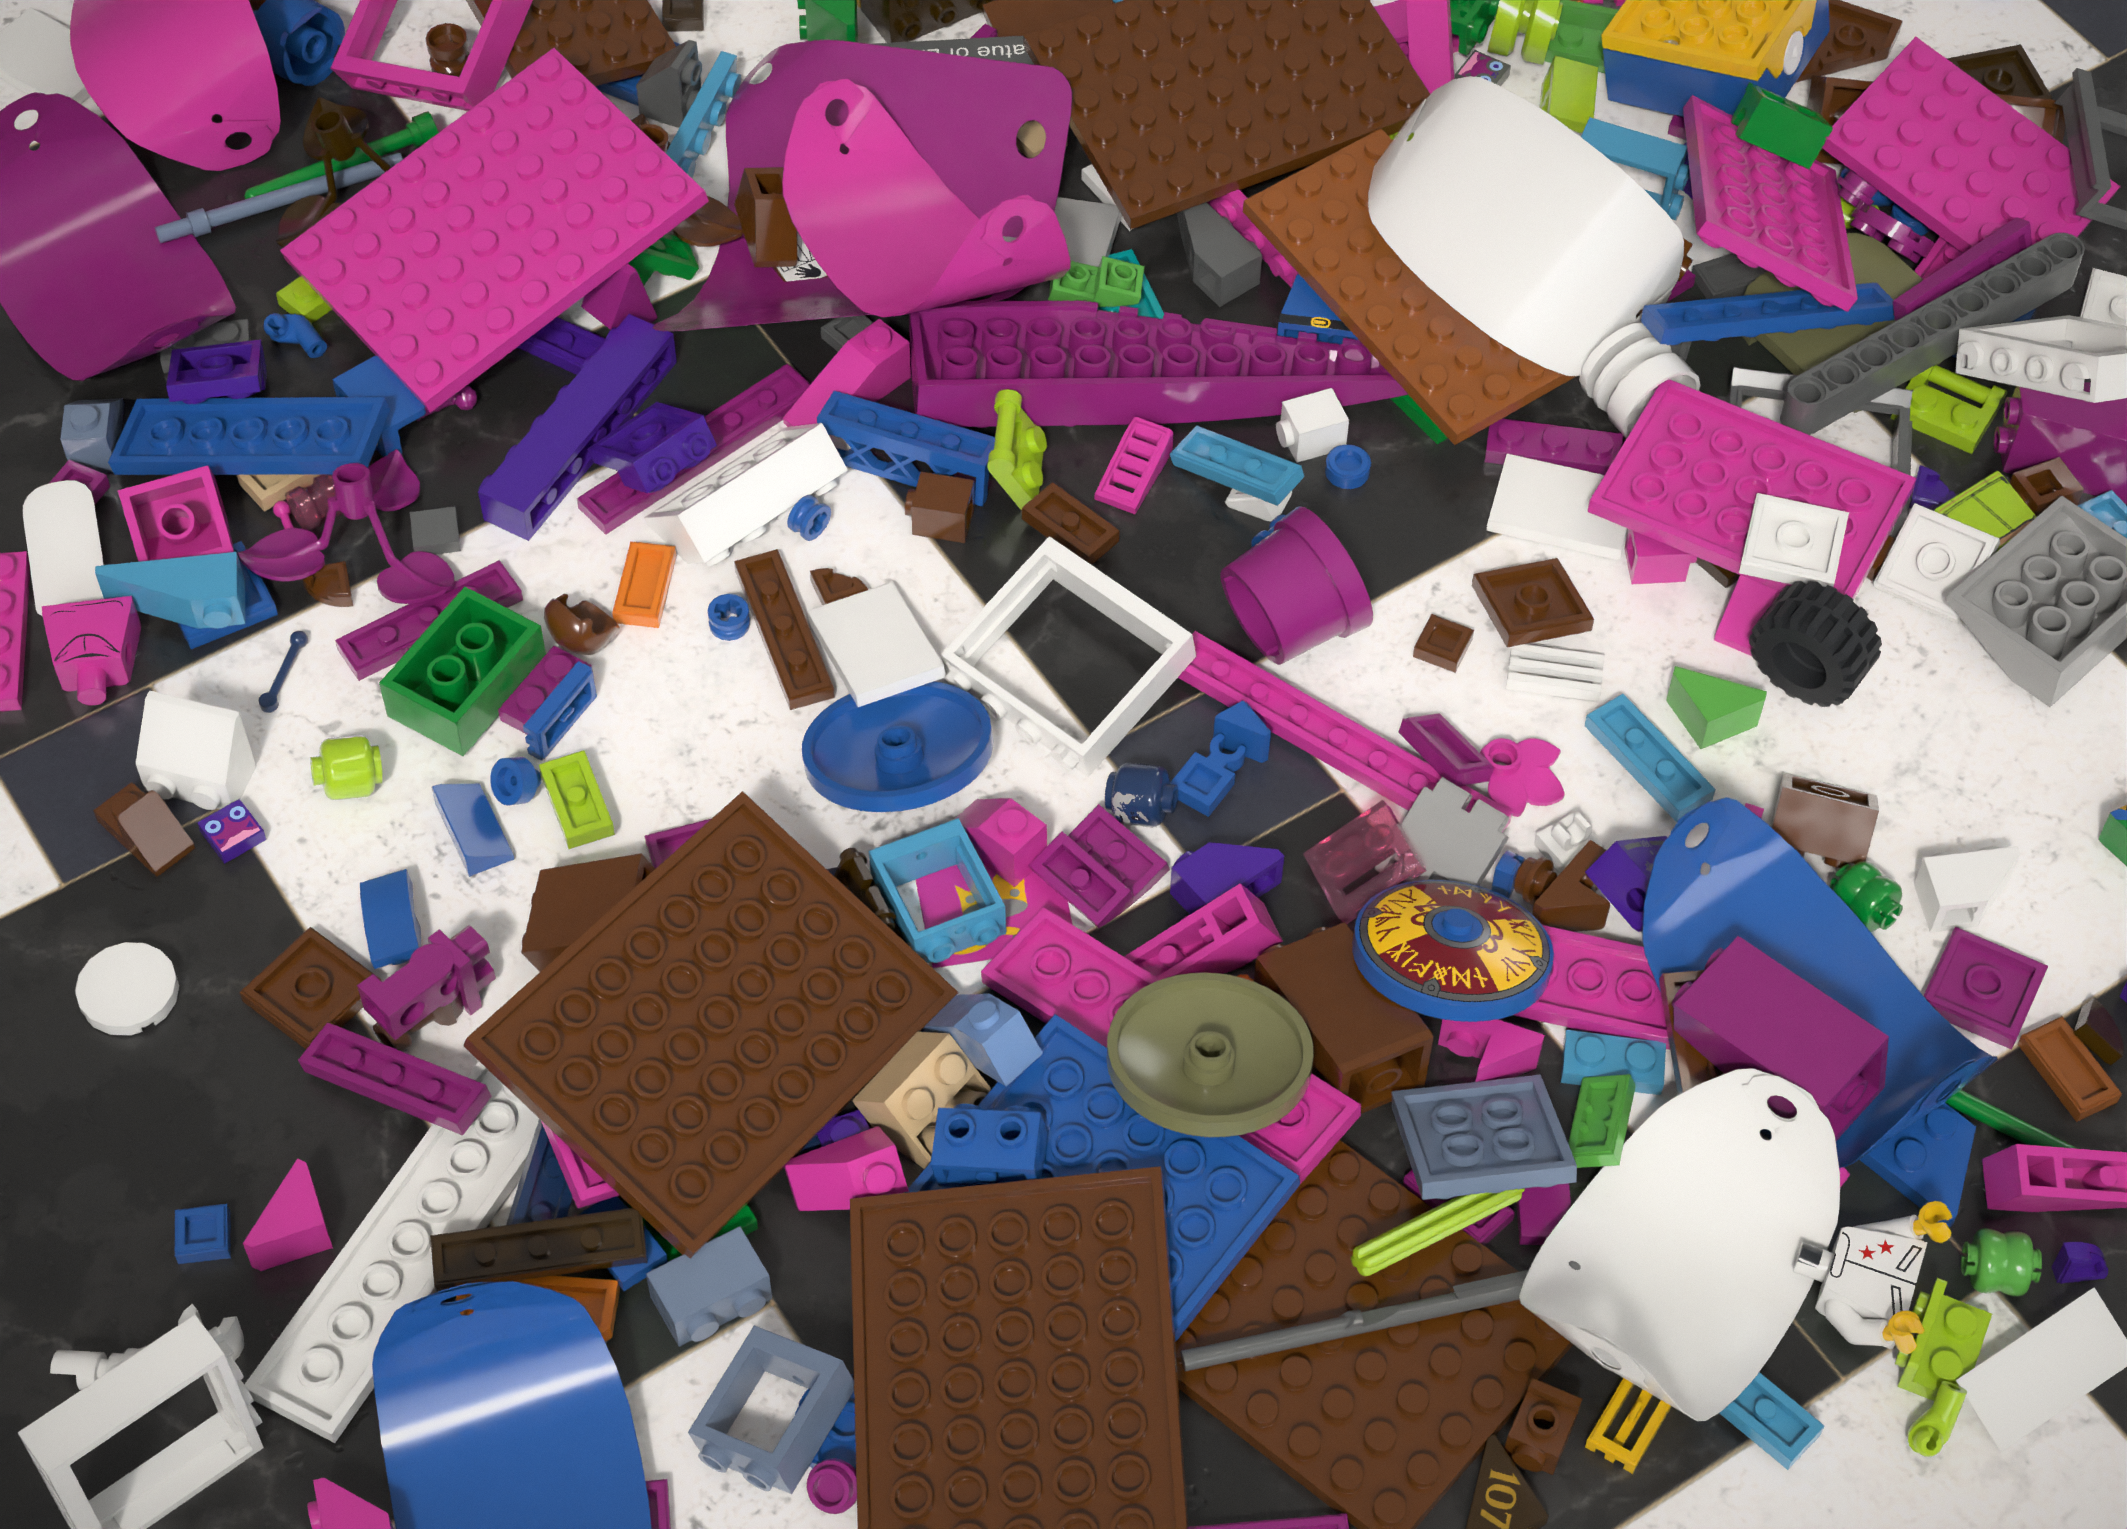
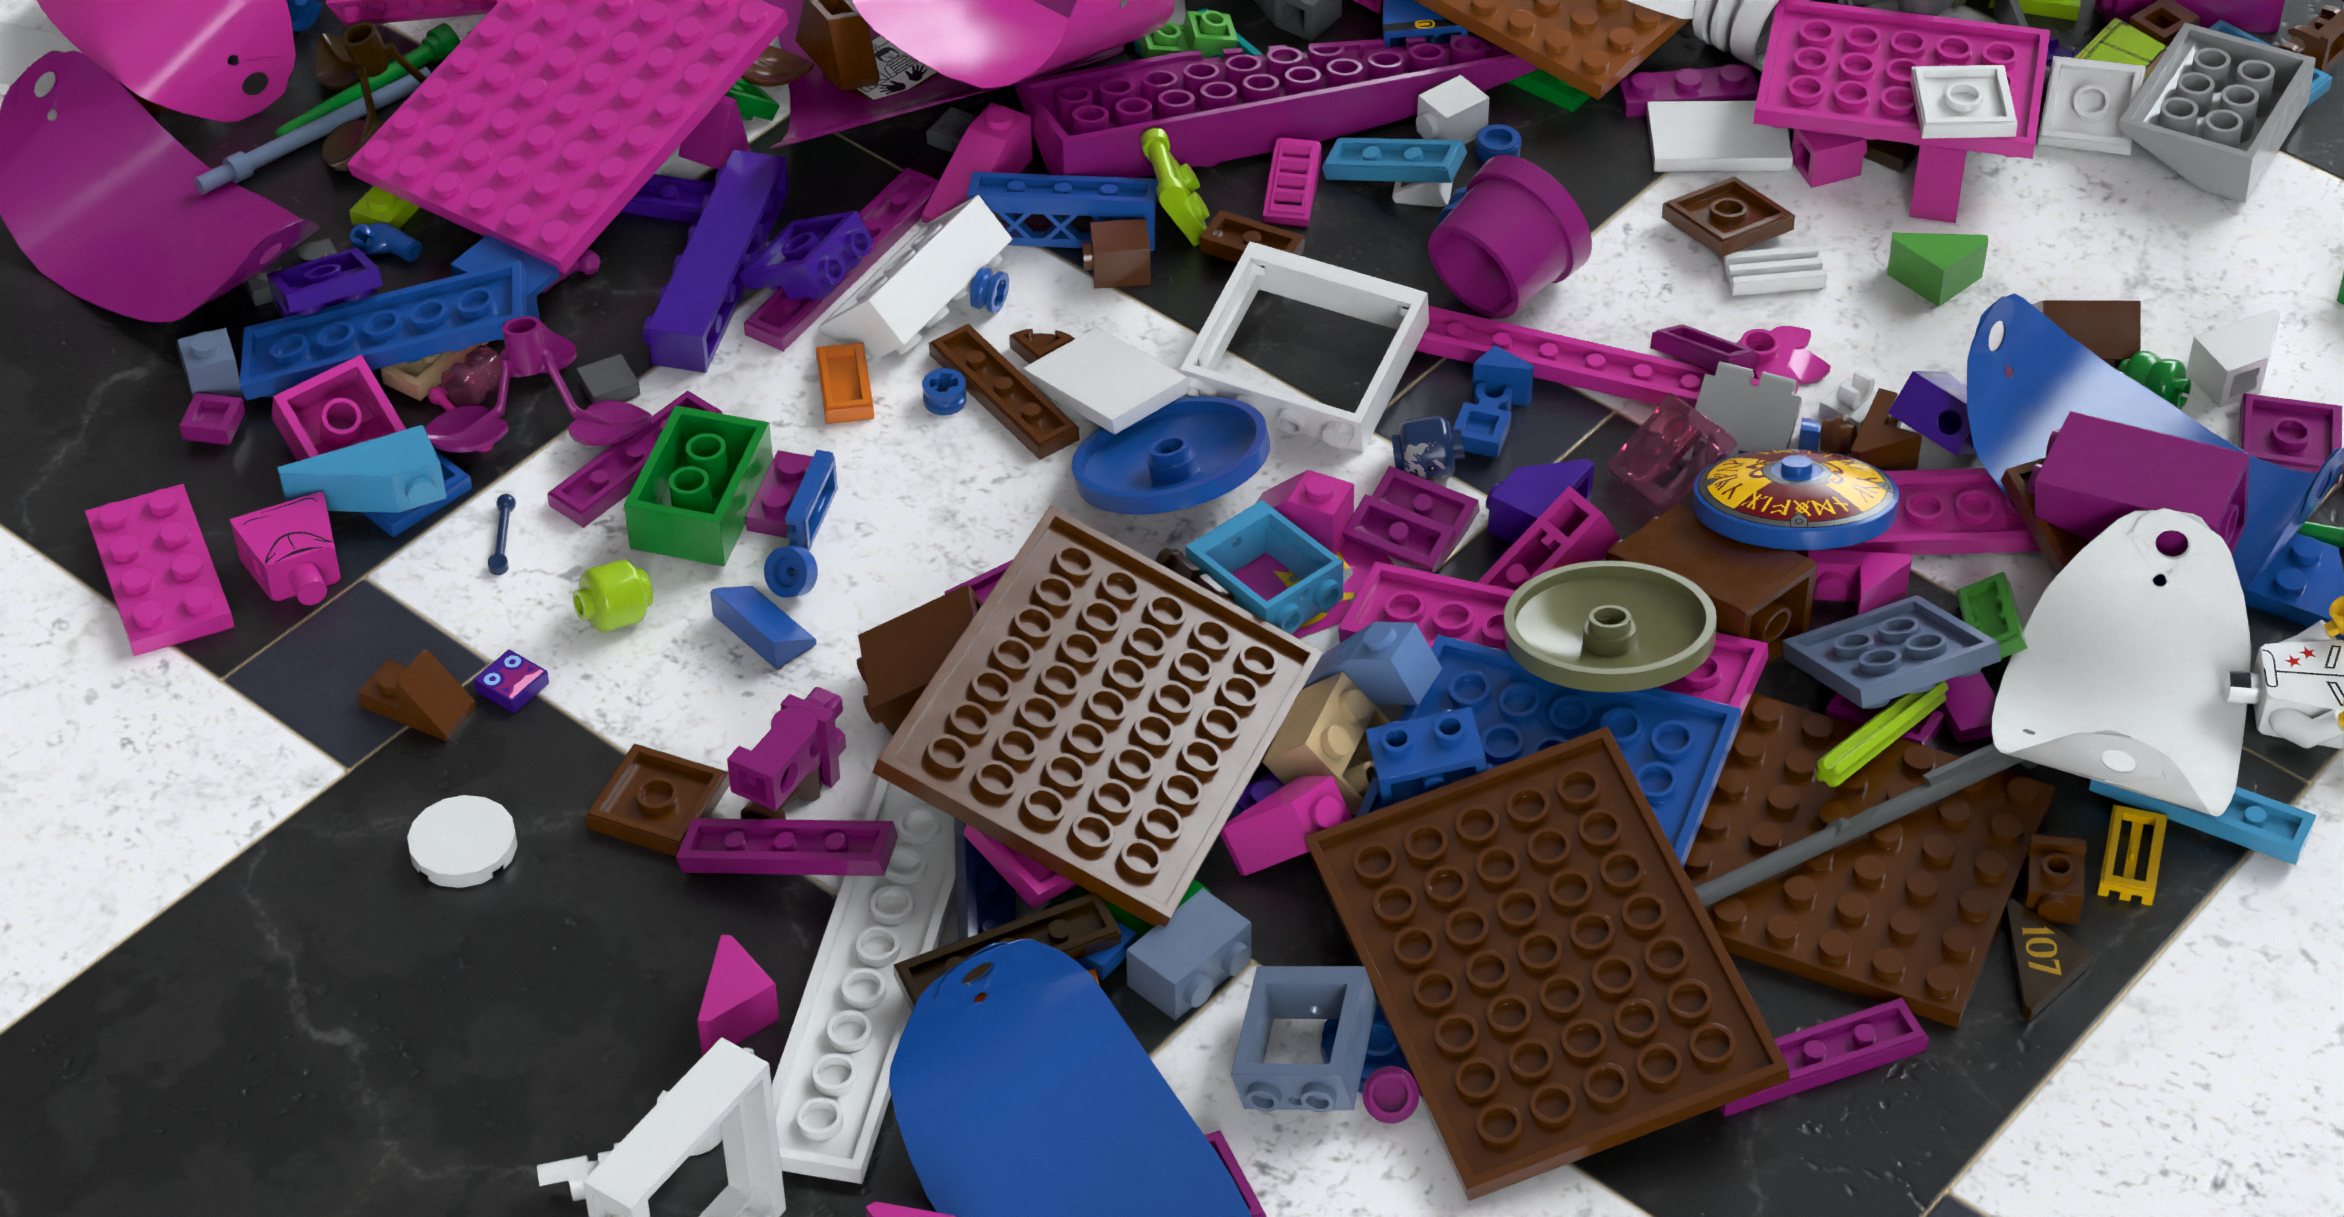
camera: 15 degrees left, 10 degrees down
(62, 543) = (219, 468): white sticker -> none
(193, 751) = (449, 607): white slope -> none
(202, 1234) = (639, 1036): blue tile -> none
(330, 585) = (518, 450): reddish brown tile -> none
(390, 918) = (716, 716): blue slope -> none
(576, 799) = (862, 575): lime plate -> none
(579, 628) = (798, 428): reddish brown hair -> none
(1443, 643) = (1657, 269): reddish brown tile -> none
(1608, 1055) = (1956, 569): dark azure plate -> none
(1649, 757) = (1897, 318): dark azure plate -> none
(1815, 643) = (2023, 157): black tyre -> none

